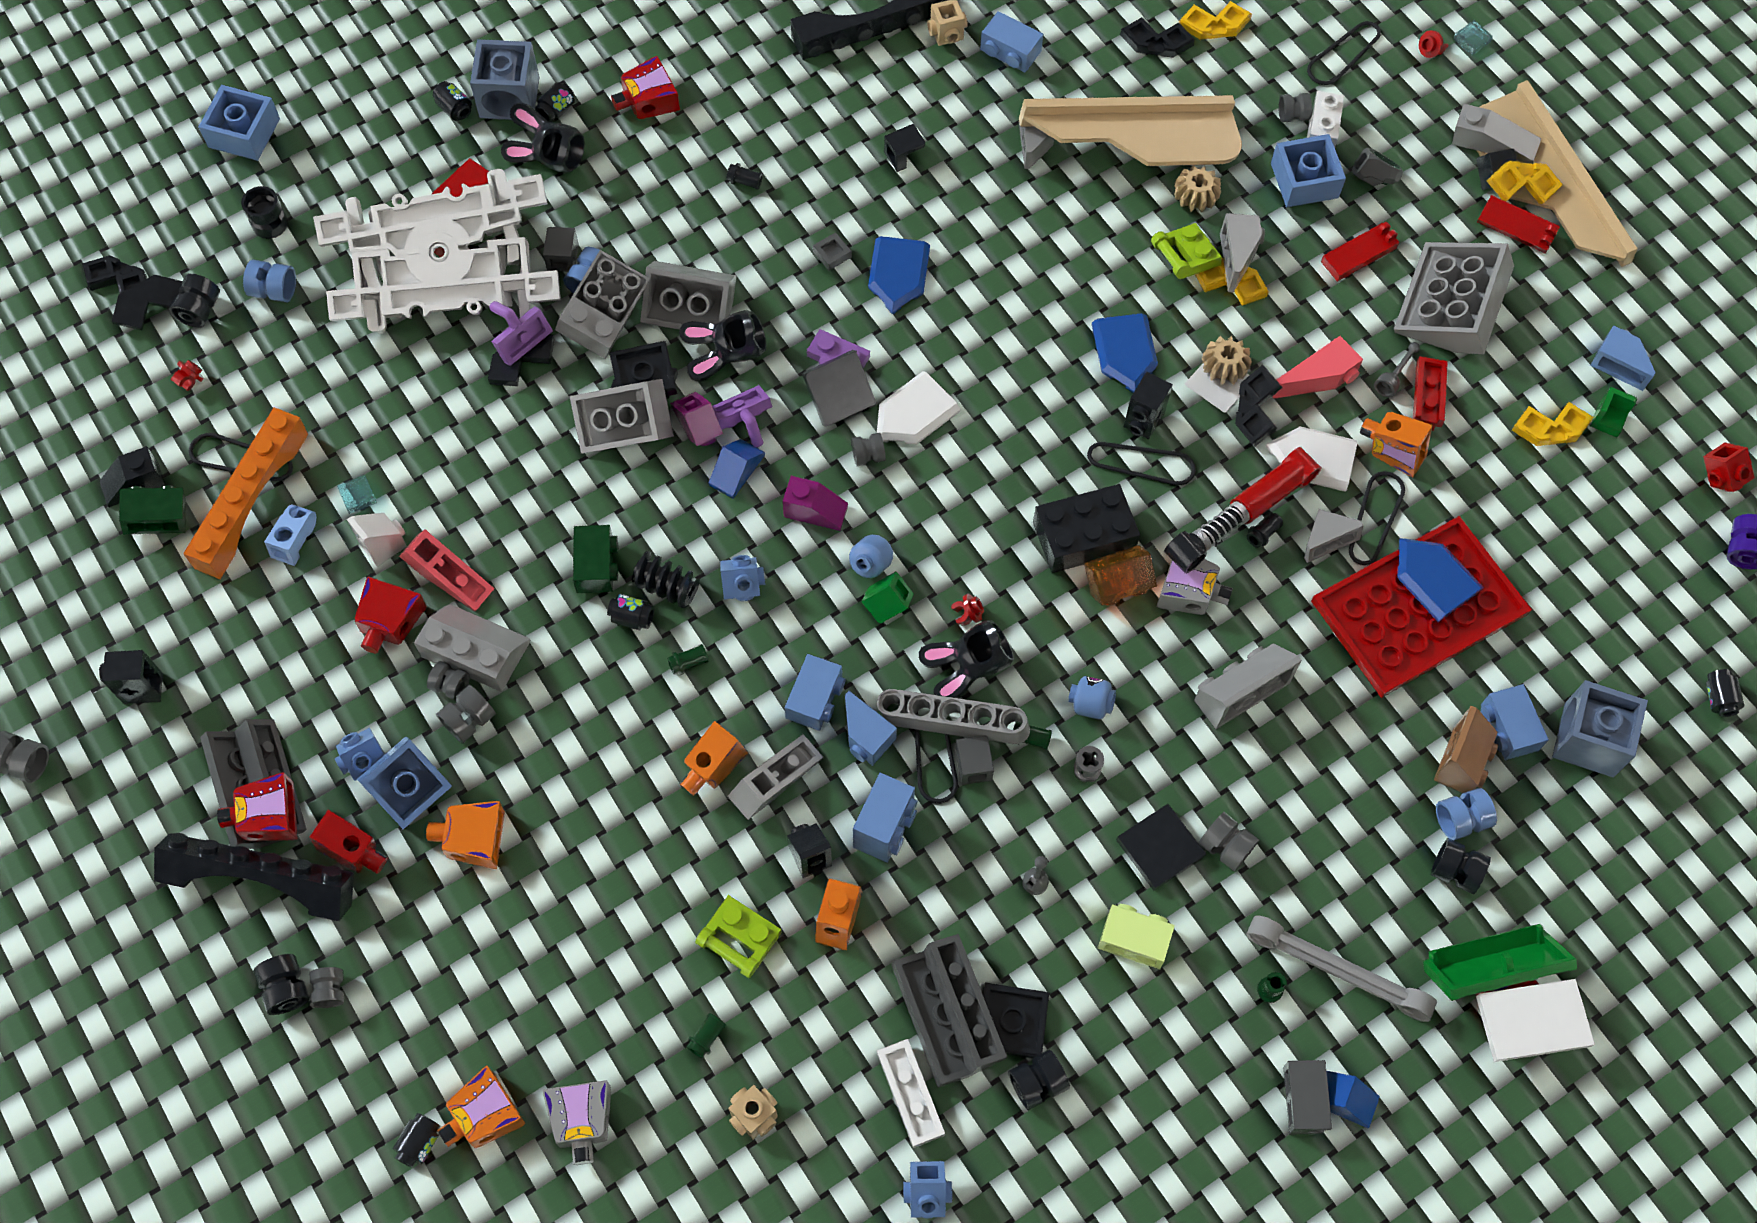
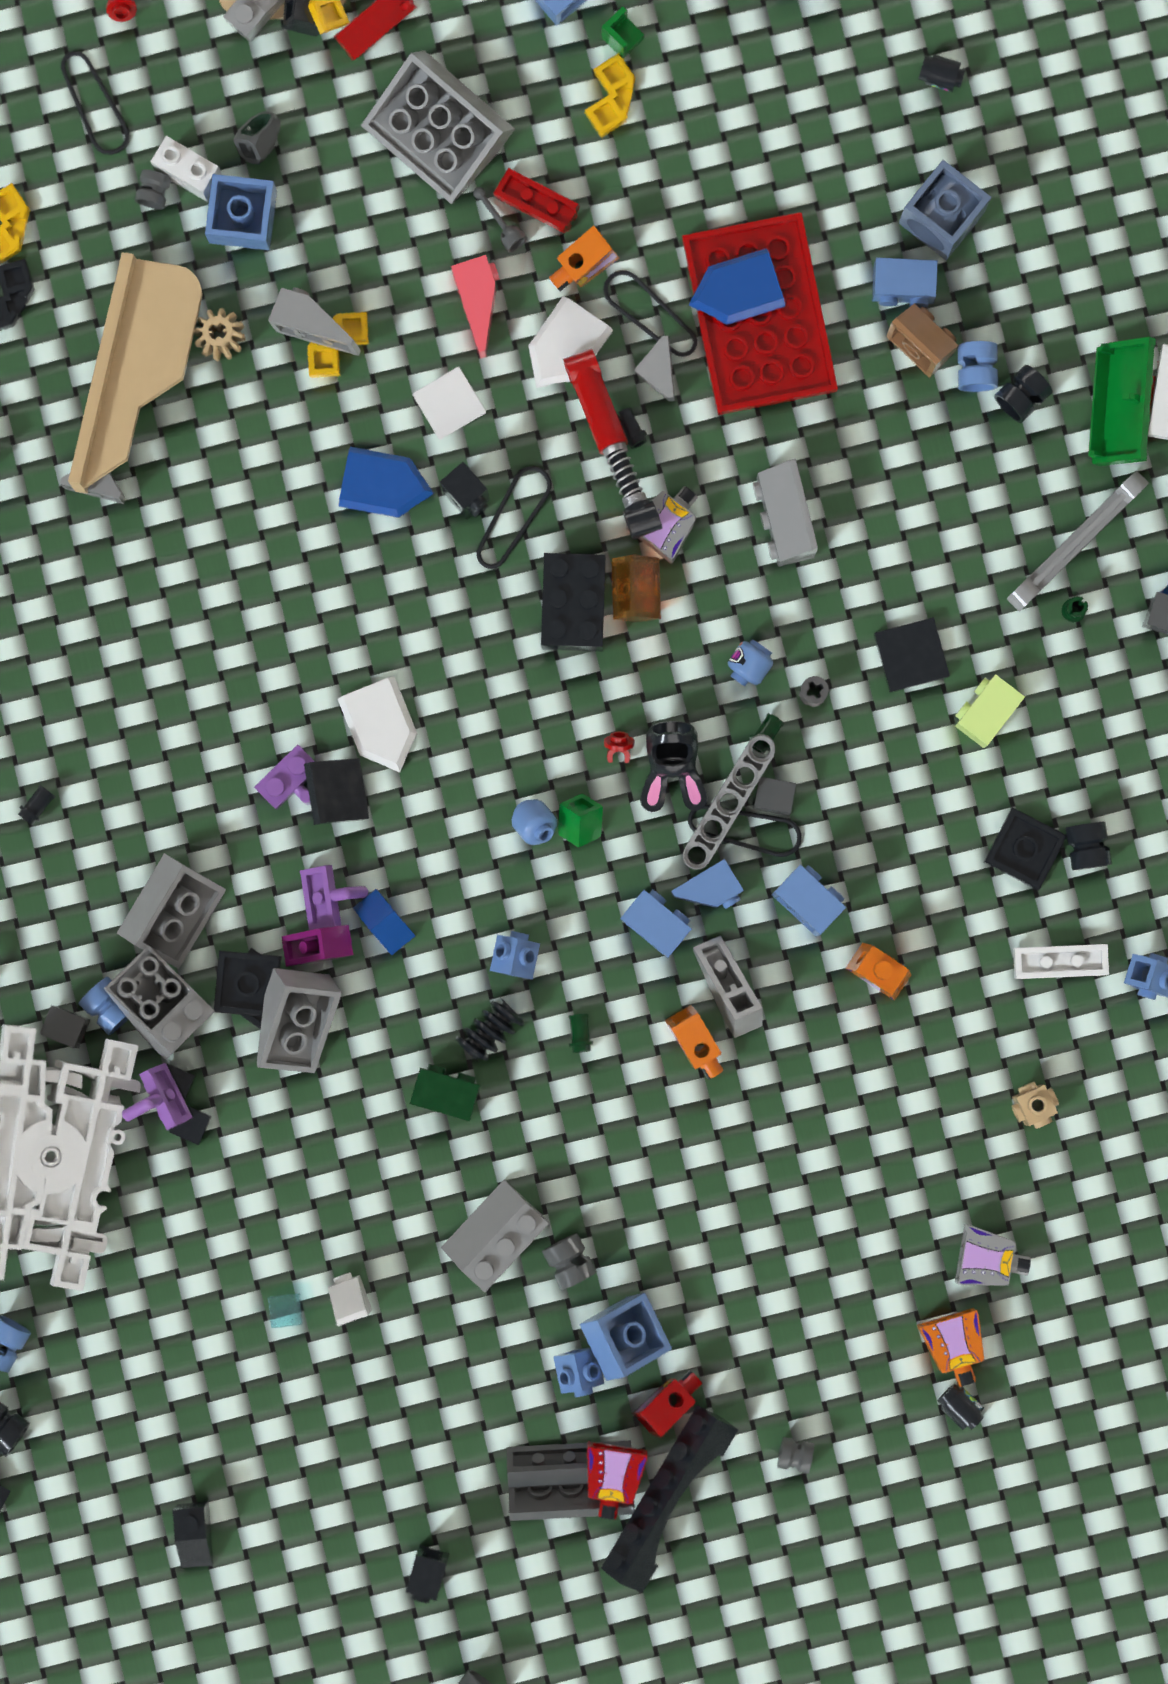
camera: 65 degrees left, 20 degrees up
(152, 510) = (242, 1518): dark green brick -> none
(187, 375) = (86, 1450): red plate -> none
(219, 467) = (215, 1426): black piece -> none
(219, 533) = (267, 1436): orange arch -> none
(281, 984) = (781, 1495): black wheel -> none
(290, 534) = (312, 1385): light blue leg -> none
(386, 613) = (435, 1313): red torso -> none
(446, 570) = (406, 1242): coral slope -> none
(447, 680) = (526, 1269): dark grey wheel -> none
(470, 833) = (690, 1288): orange torso -> none
(630, 612) = (512, 1074): black brick -> none
(705, 1036) = (950, 1126): dark green pin -> none
(735, 340) = (241, 878): black piece -> none
(745, 928) = (860, 1061): lime plate -> none
(809, 849) = (811, 978): black slope -> none
(813, 504) = (456, 857): magenta slope -> none
(832, 251) = (164, 743): dark grey plate -> none
(868, 449) = (412, 786): dark grey wheel -> none
(898, 270) = (208, 682): blue tile -> none
(900, 144) = (59, 623): black panel -> none
(948, 1011) = (1000, 903): dark grey slope -> none
(1037, 877) = (902, 782): dark grey hinge -> none
(1193, 247) = (287, 367): lime plate -> none
(1226, 360) = (442, 379): tan gear -> none
(1228, 841) = (934, 591): dark grey wheel -> none
(1253, 393) = (504, 390): black tile -> none
(1360, 251) = (349, 197): red hinge -> none

